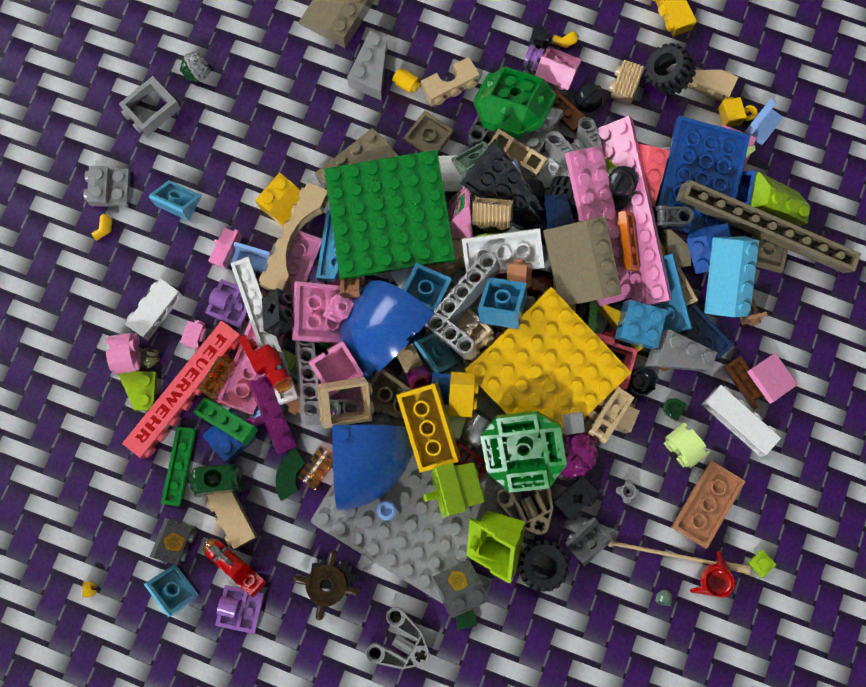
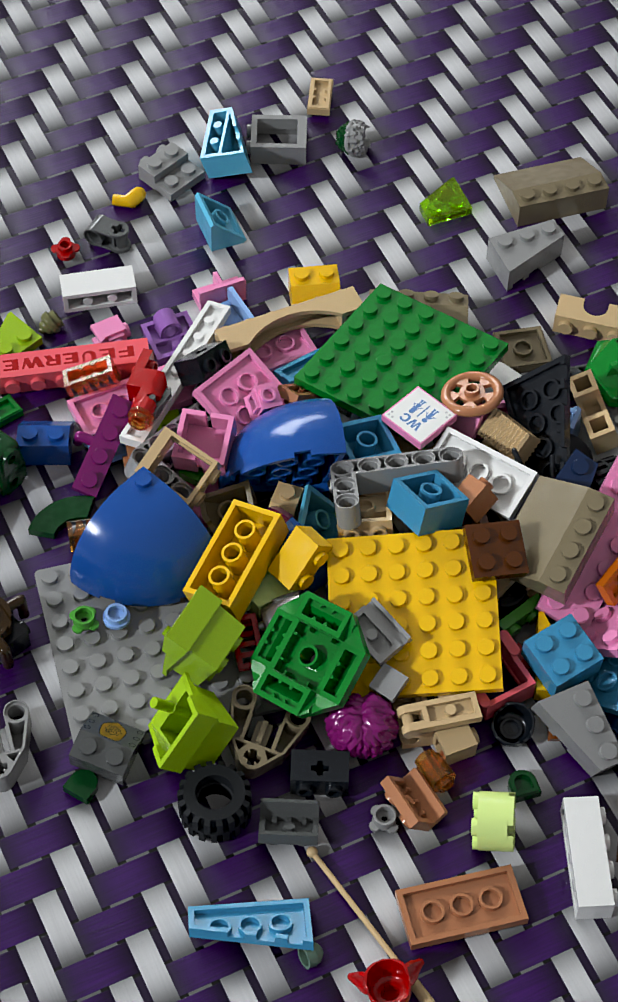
camera: 45 degrees right, 25 degrees down
(107, 302) = (65, 249): none -> red plate
(116, 265) = (108, 233): none -> dark grey piece
(123, 353) = (31, 295): bright pink brick -> none
(125, 141) = (224, 146): none -> medium azure wedge
(141, 50) = (320, 96): none -> tan plate
(225, 421) = (55, 415): green tile -> none
(291, 67) = (445, 204): none -> clear neon green wing
(377, 526) = (81, 613): none -> bright green plate
(406, 80) = (548, 288): yellow brick -> none
(441, 247) = (419, 417): none -> white tile
(464, 218) = (472, 394): none -> nougat plate
(545, 400) = (381, 632): none -> light grey plate
(567, 301) = (495, 550): none -> reddish brown plate
(628, 442) = (435, 770): none -> clear orange brick
(628, 606) = (259, 923): none -> dark azure wing
(635, 469) = (414, 800): none -> nougat bracket

